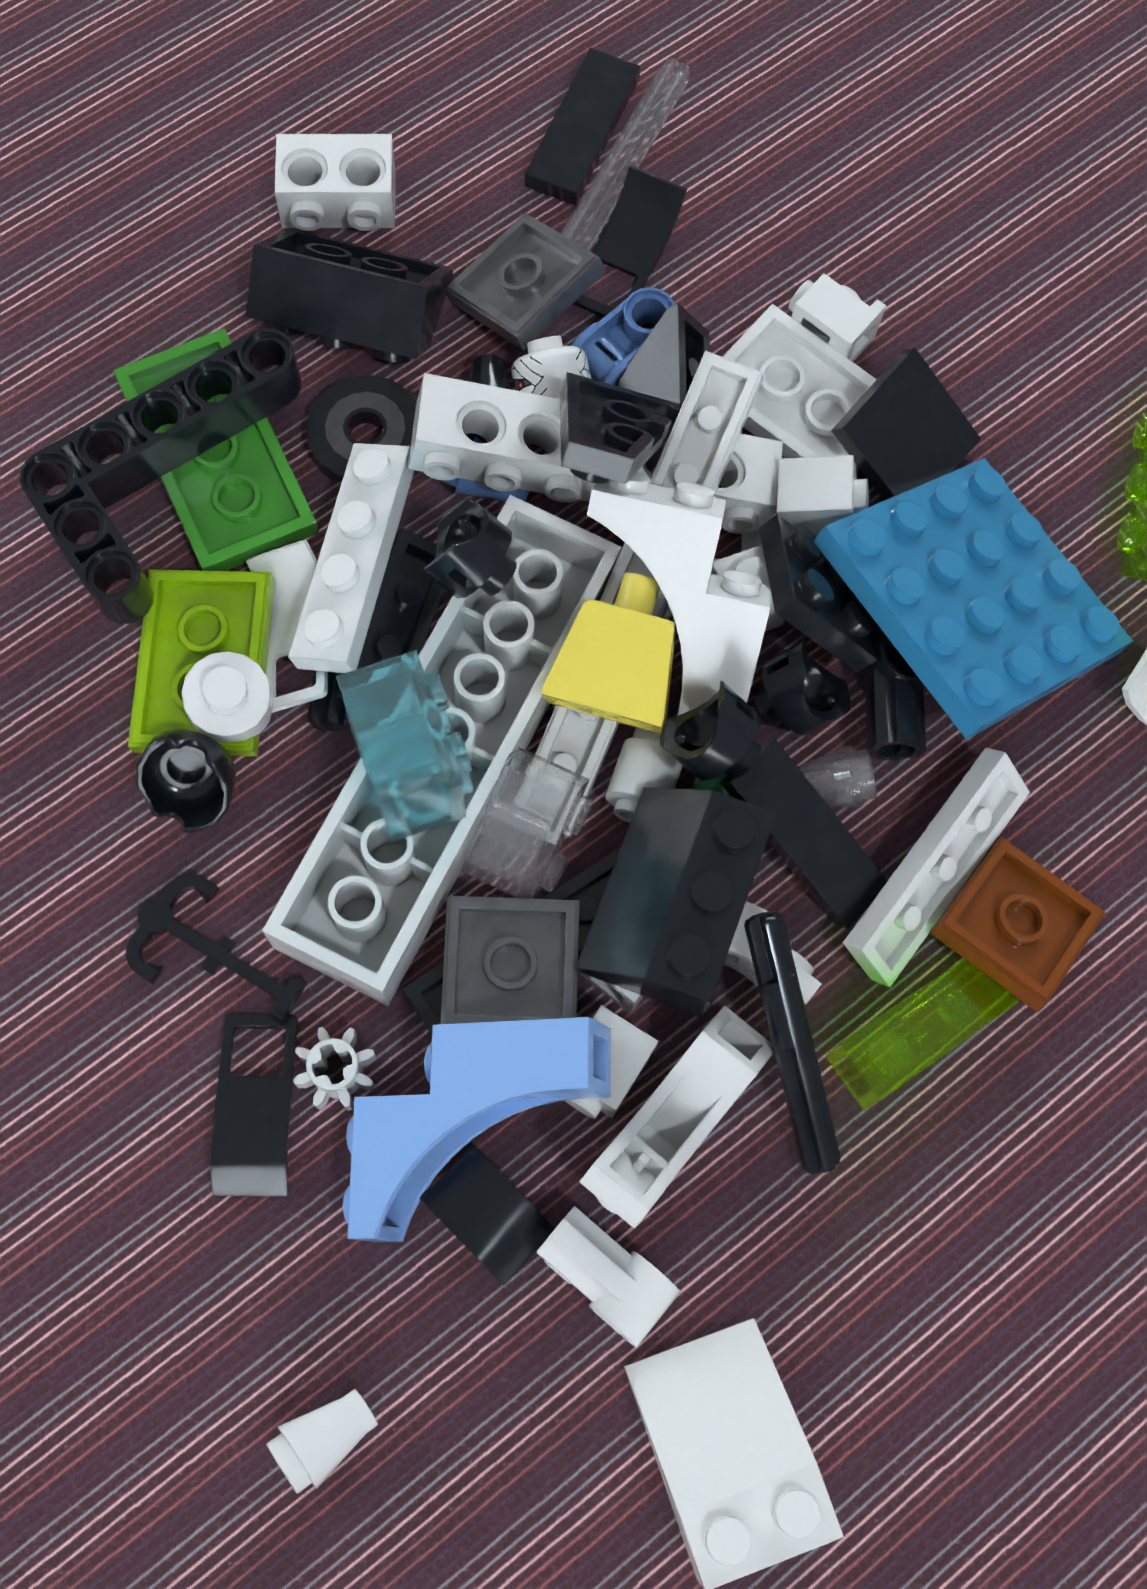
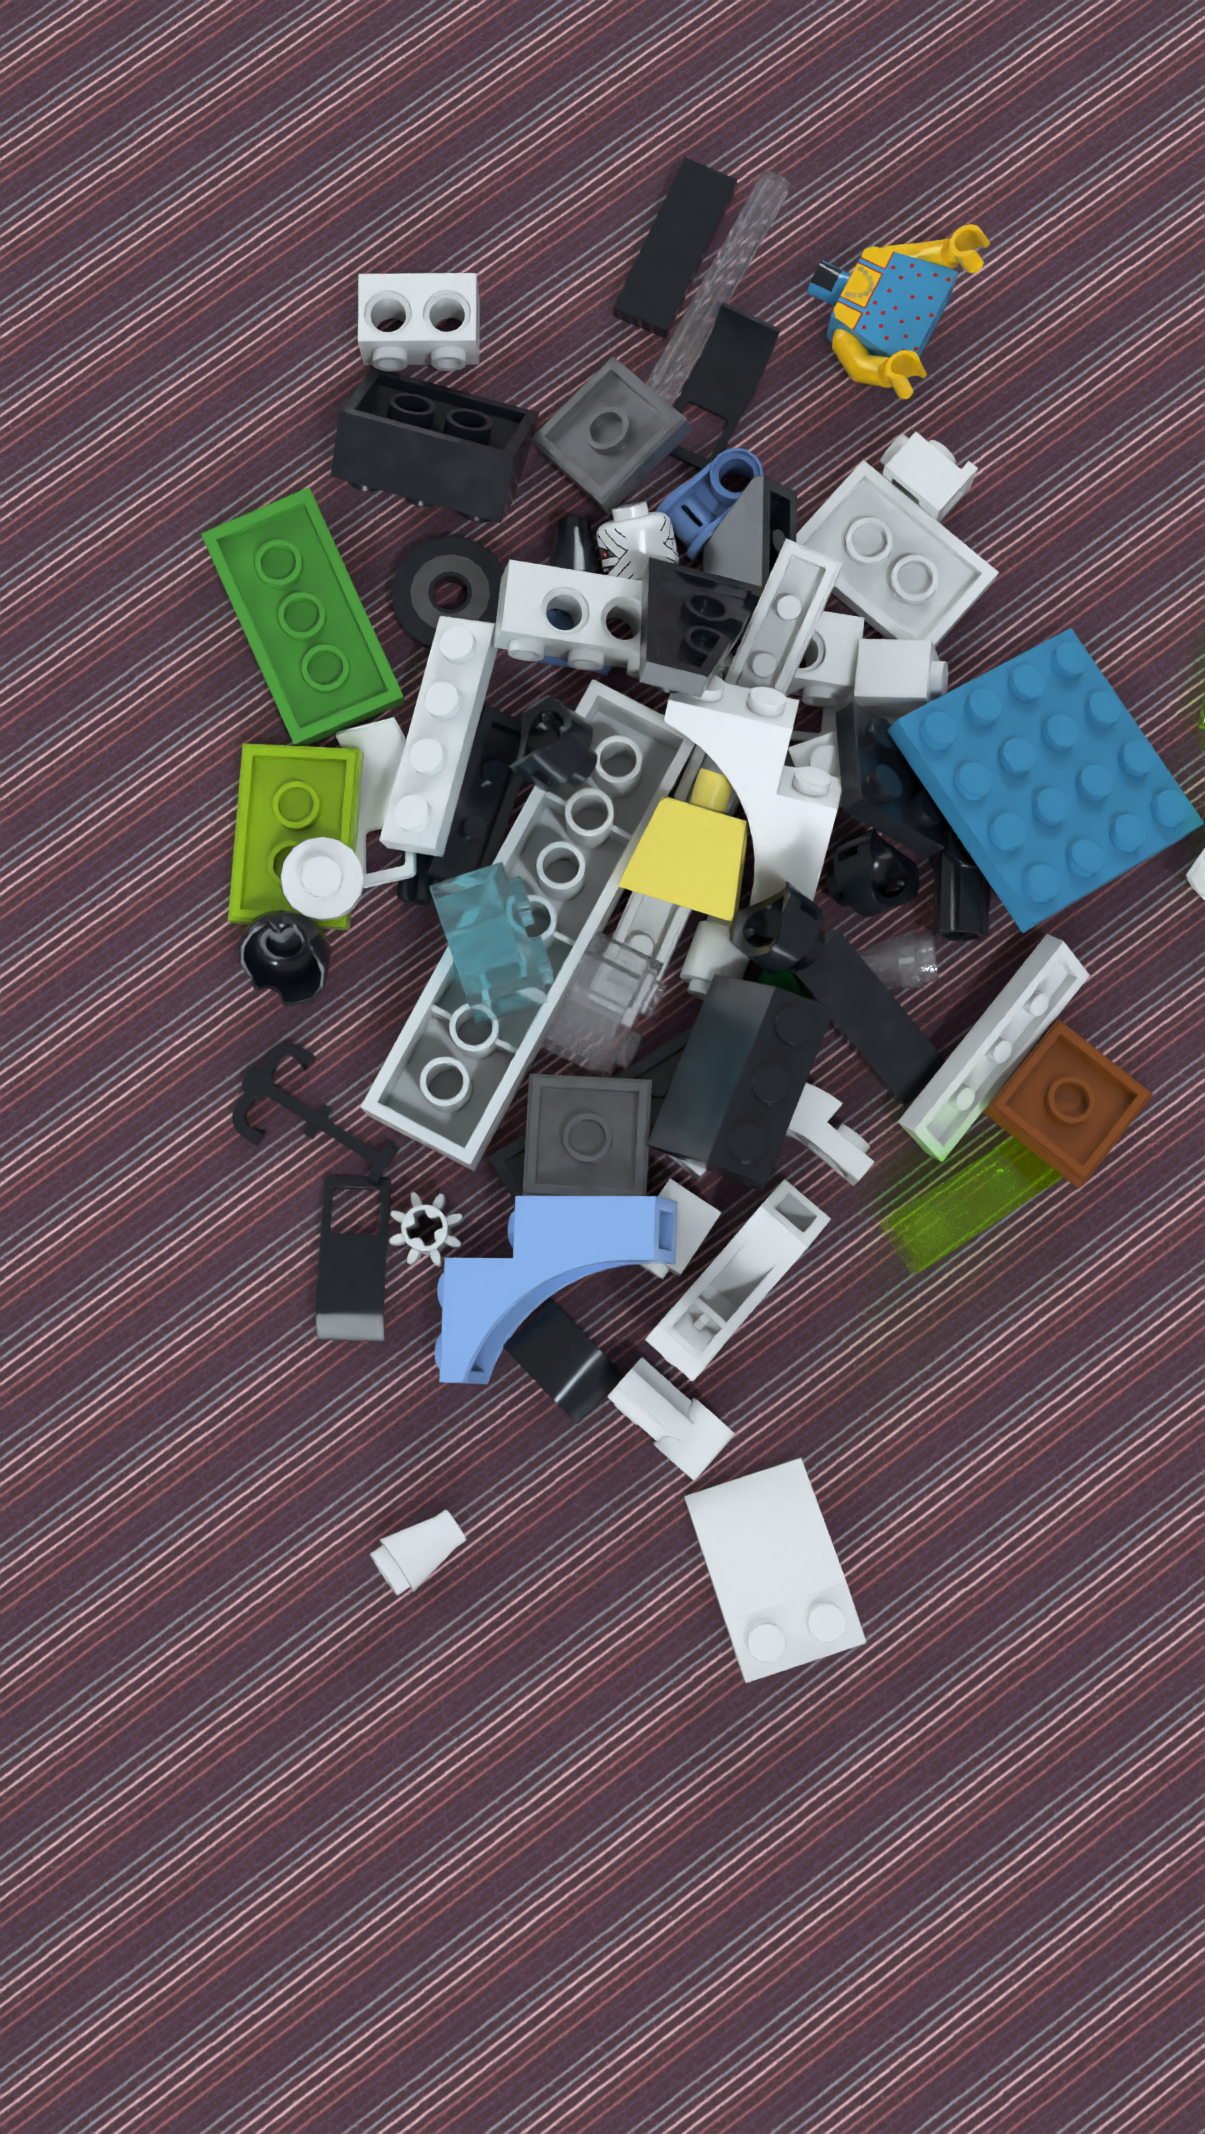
camera: 10 degrees right, 10 degrees up
(150, 455) = (241, 632): black beam -> none
(792, 1041) = (844, 1214): black axle -> none
(795, 167) = (893, 305): none -> torso
(905, 428) = (991, 602): black tile -> none

